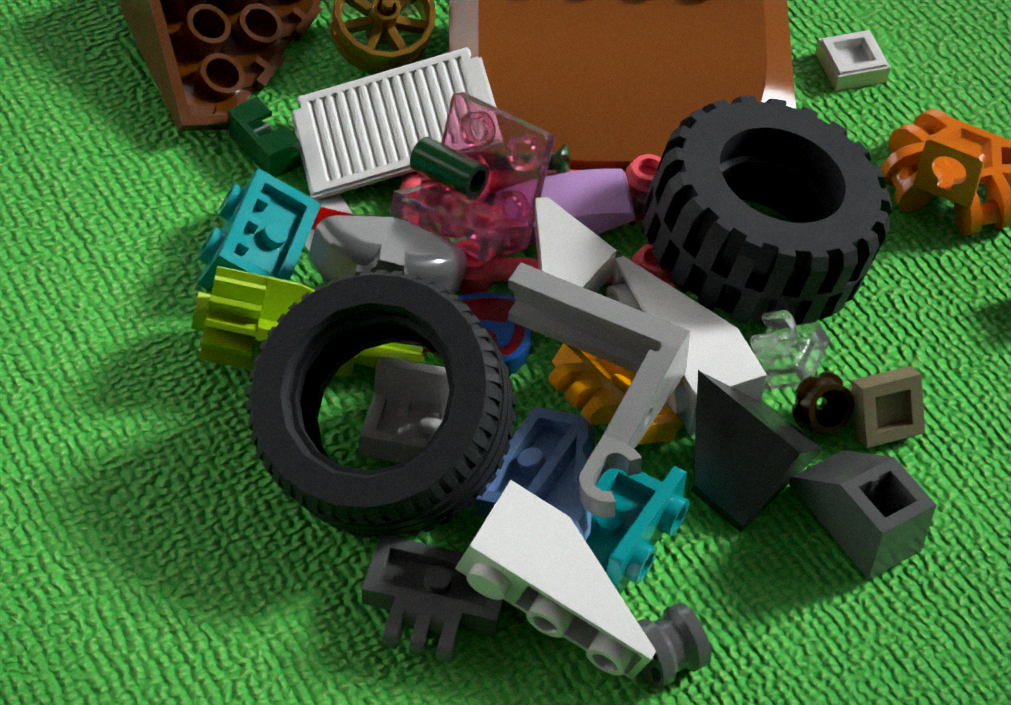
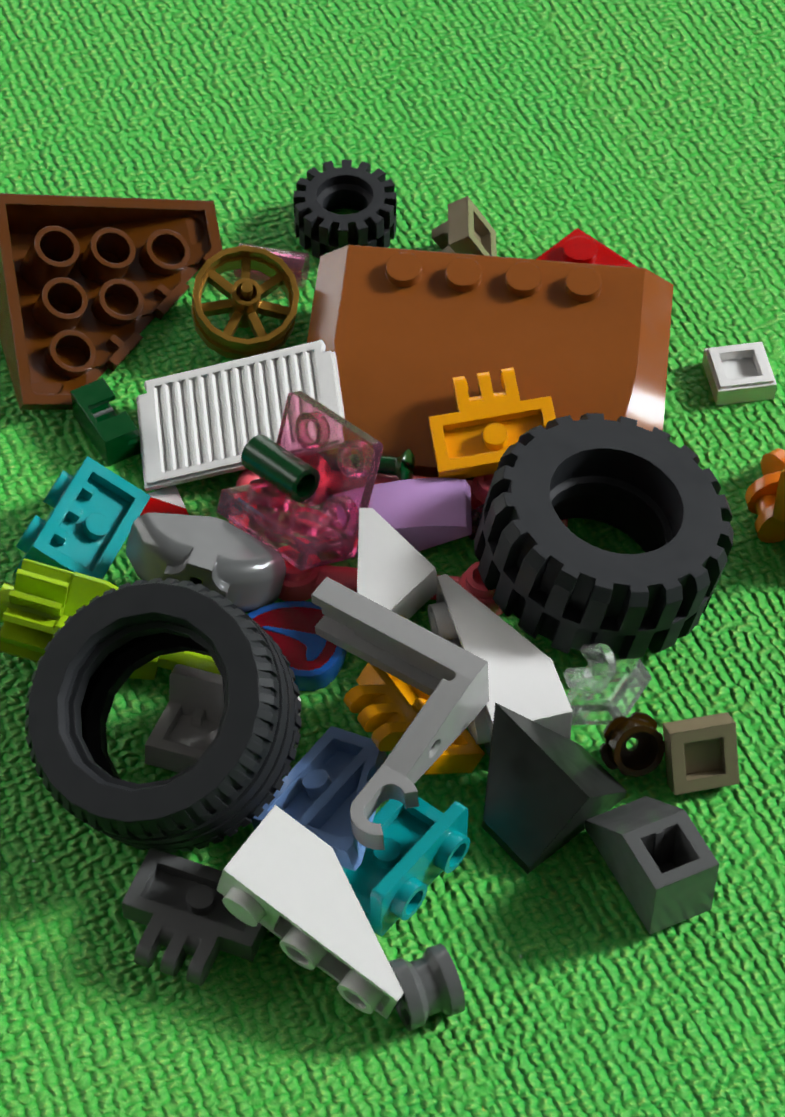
camera: 10 degrees right, 0 degrees up
(635, 120) = (485, 425): none -> light orange hinge

